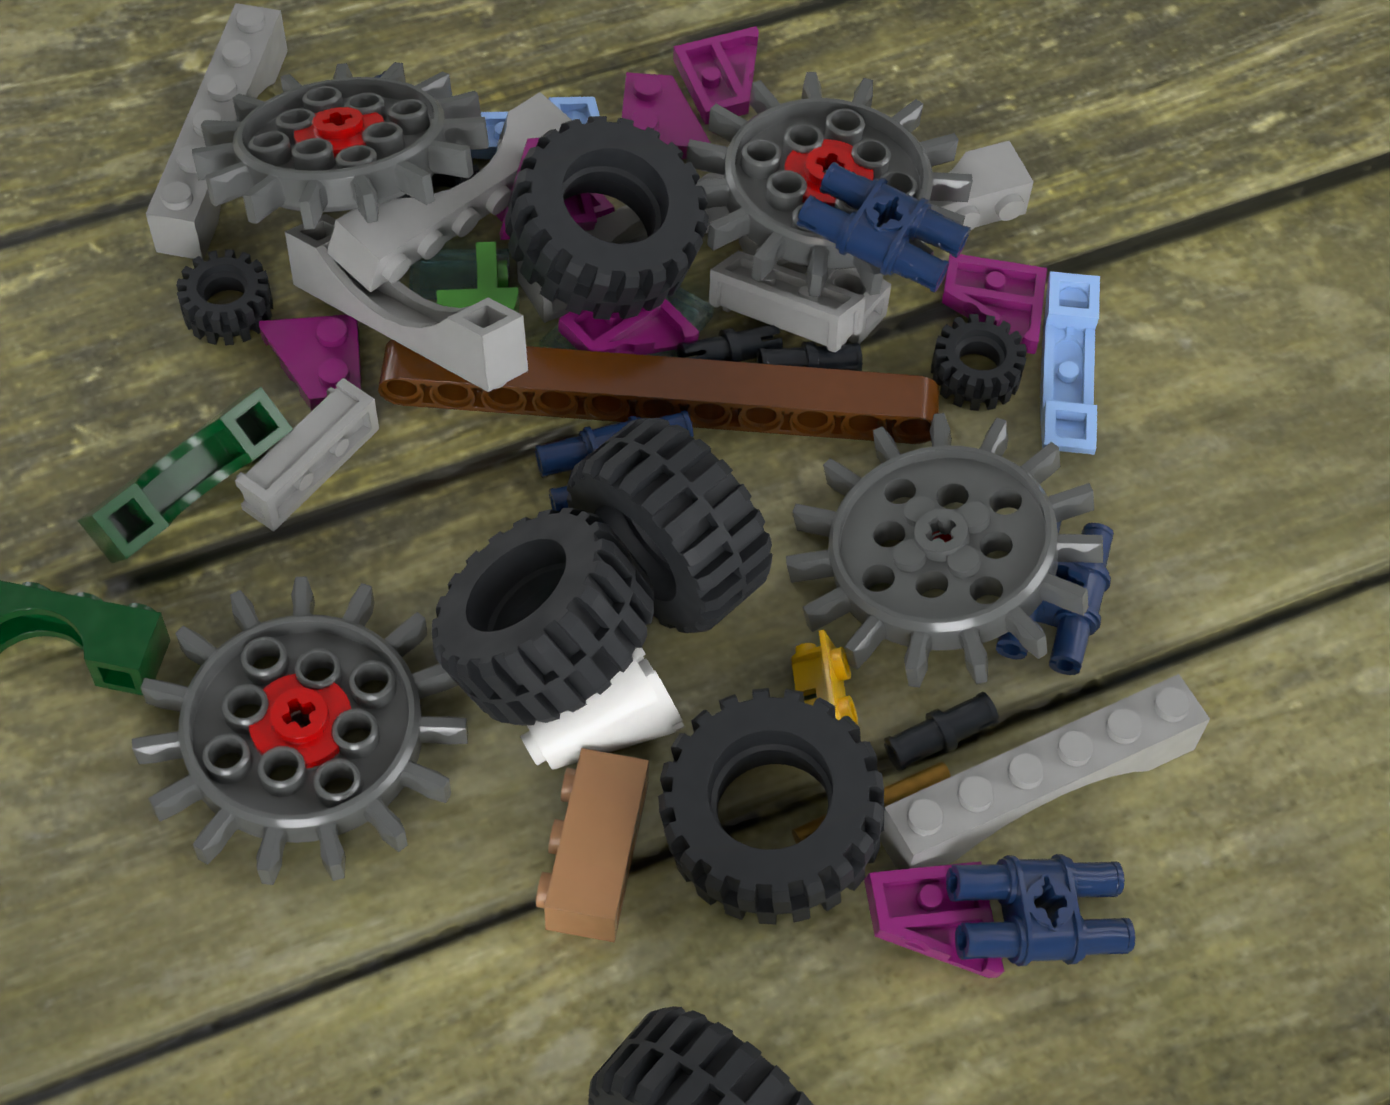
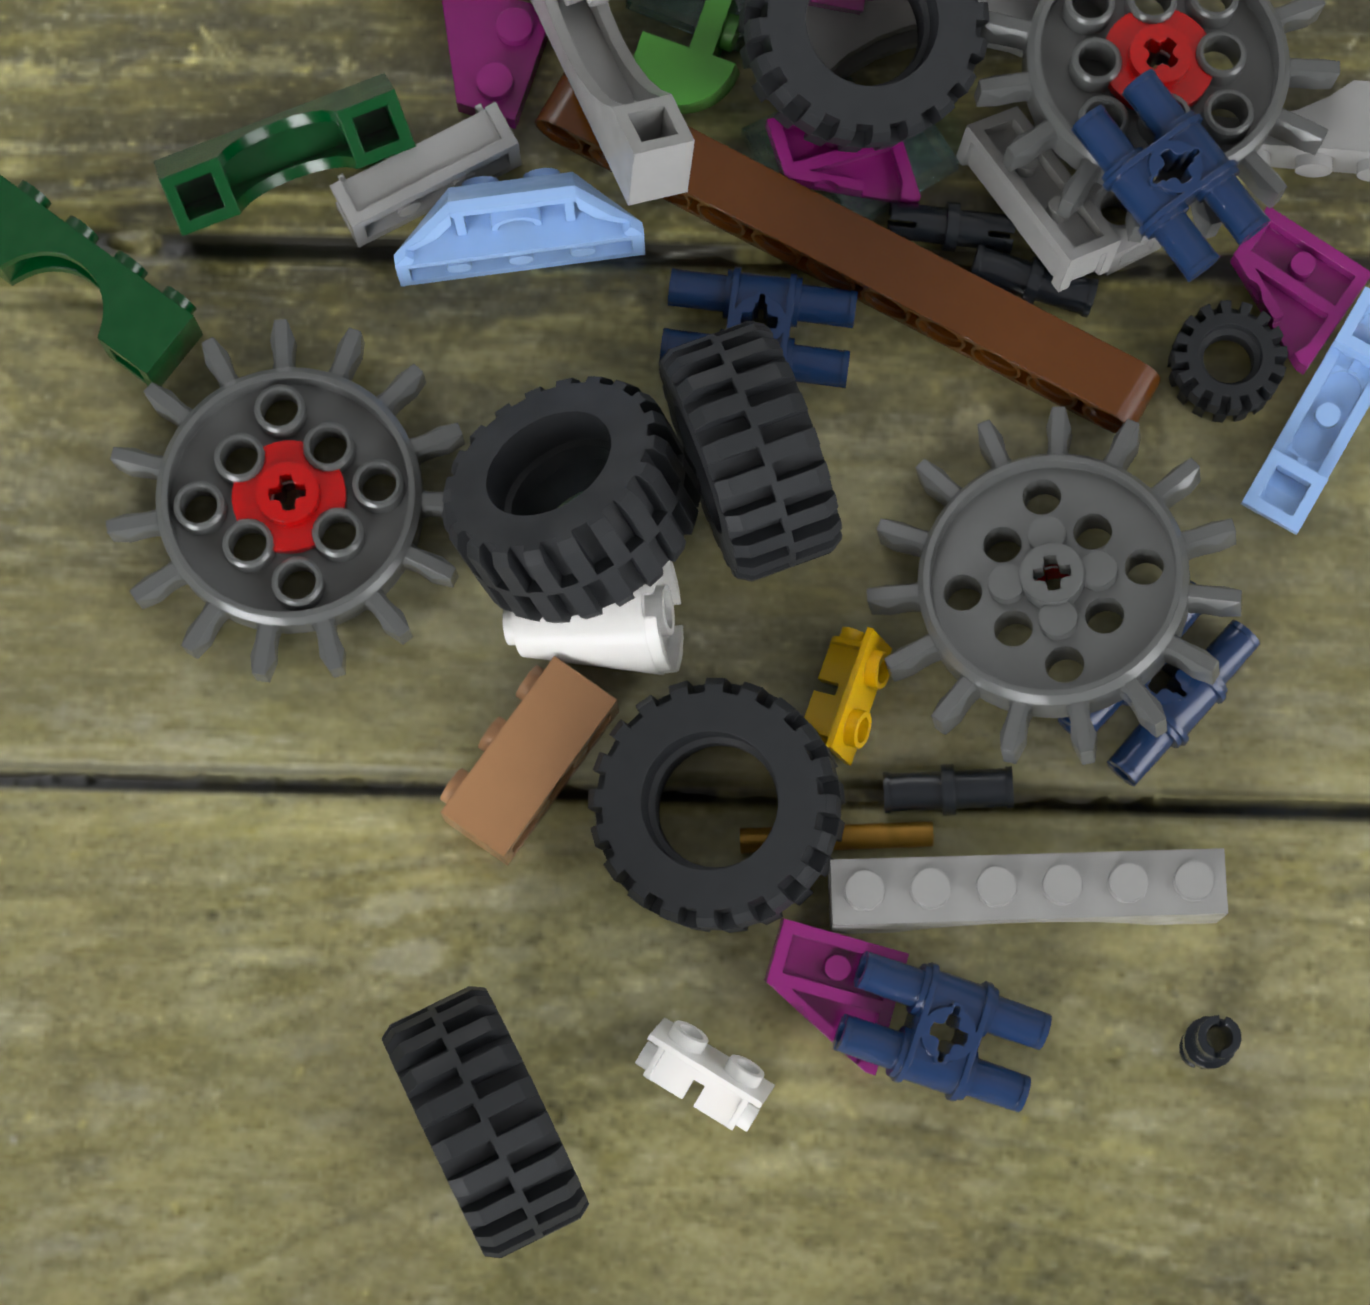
camera: 30 degrees right, 20 degrees up
(402, 462) = (516, 227): none -> light blue wedge
(890, 1034) = (728, 1081): none -> white hinge
(1252, 821) = (1223, 1035): none -> black pin

